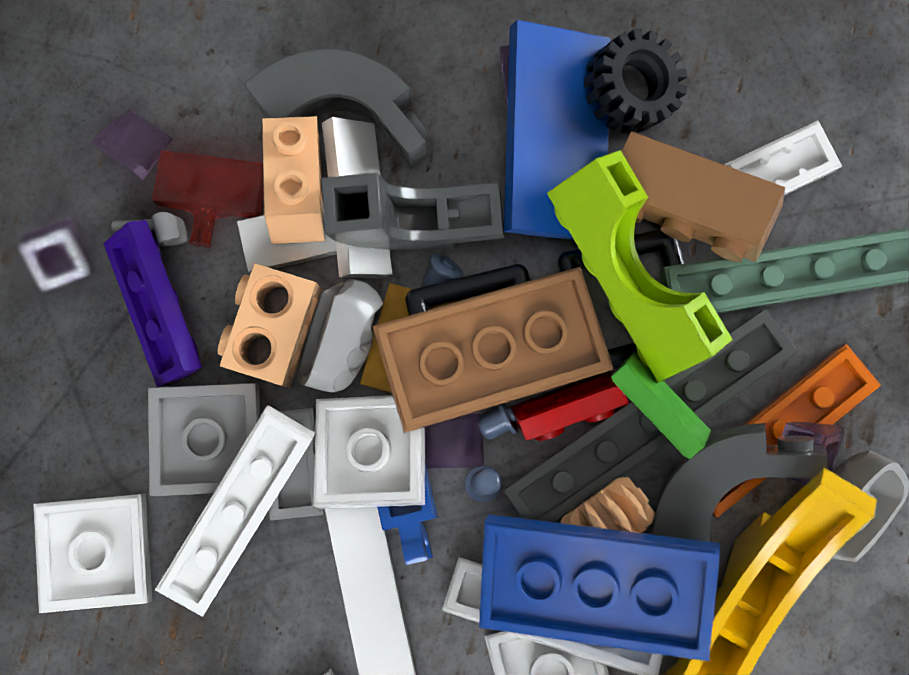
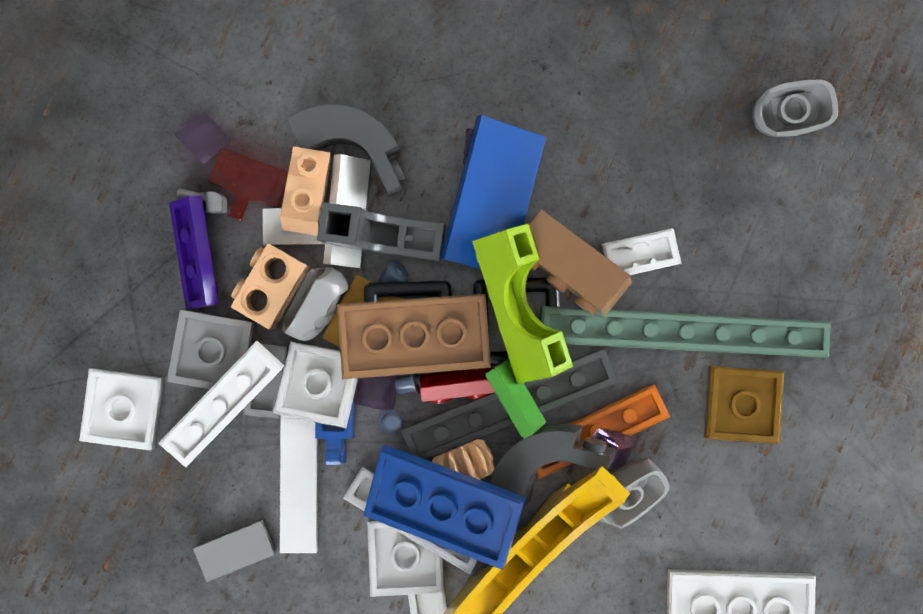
camera: 10 degrees right, 5 degrees up
(55, 254) = (135, 202): slope -> none
(655, 66) = (573, 168): black tyre -> none

